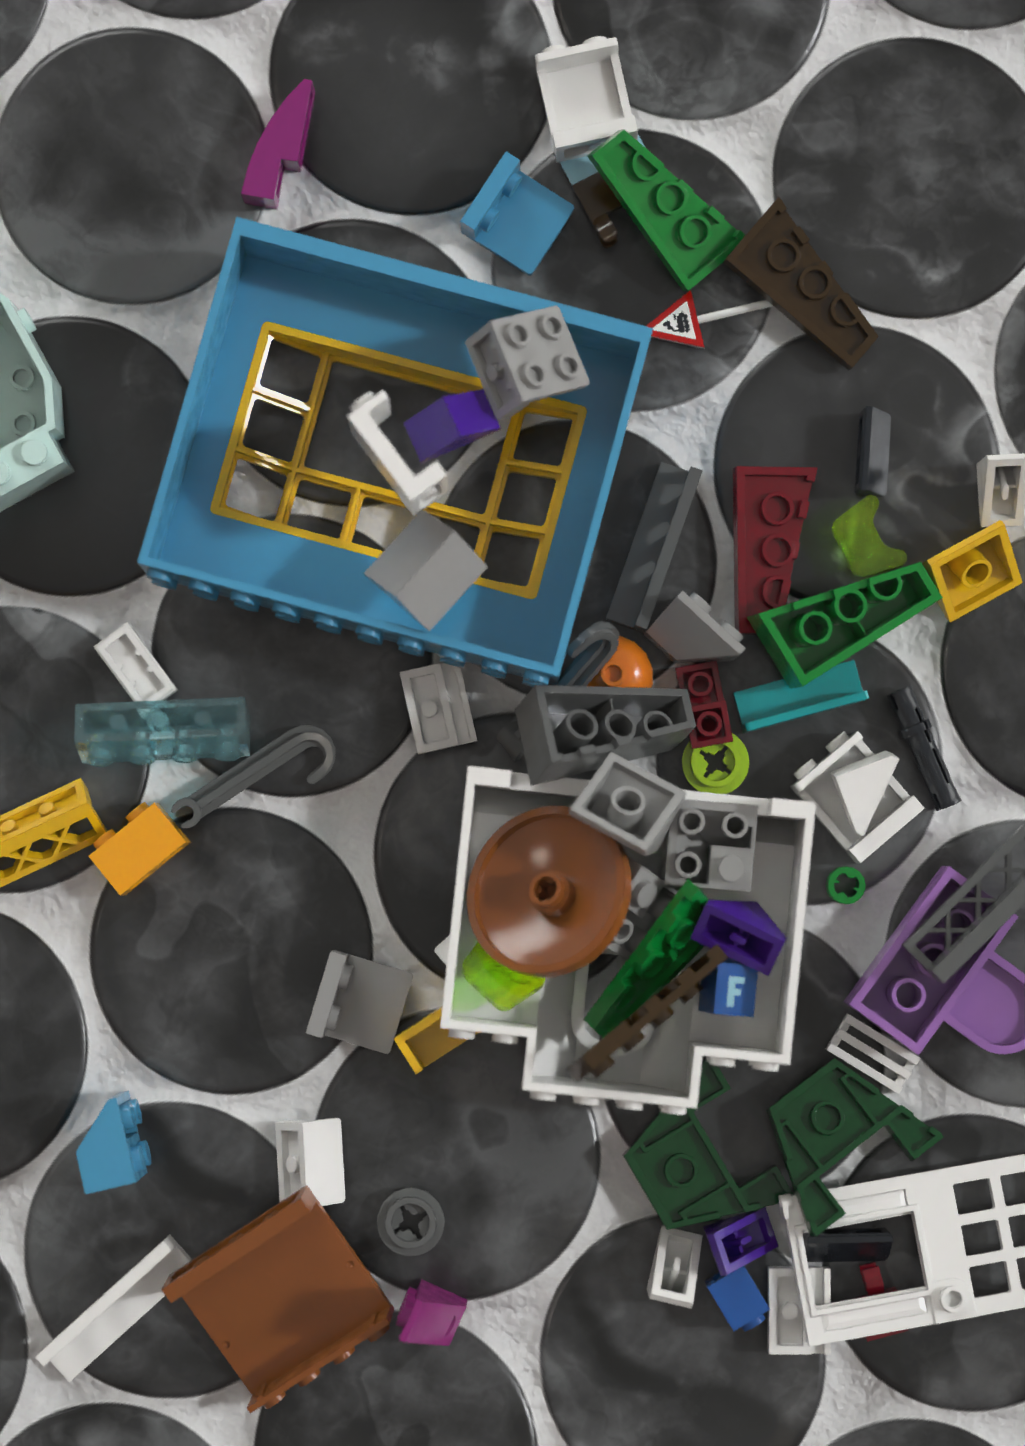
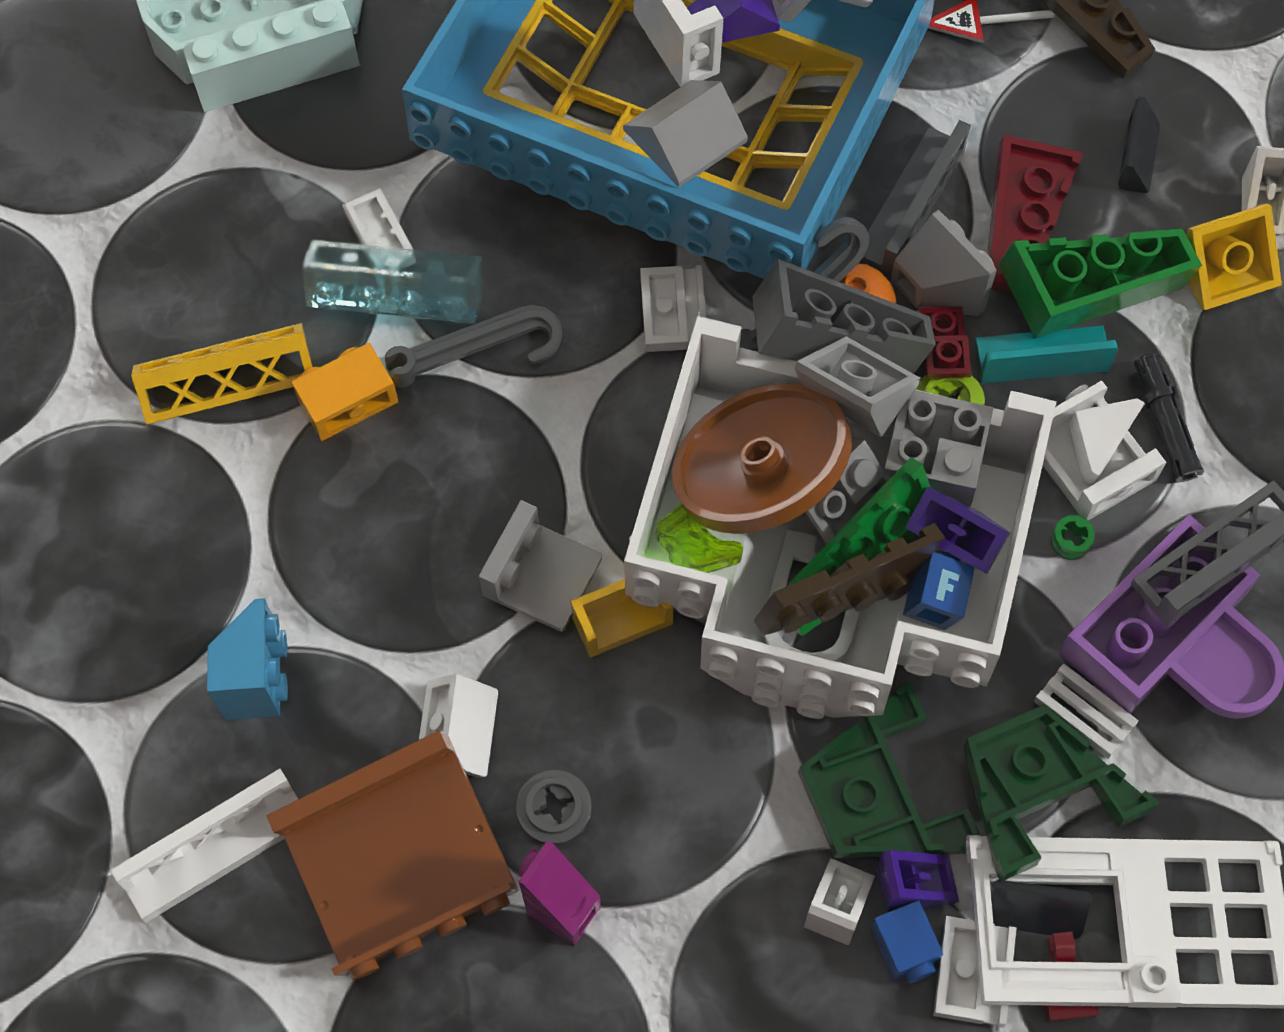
camera: 10 degrees right, 20 degrees down
(861, 542) = (1117, 210): clear neon green piece -> none

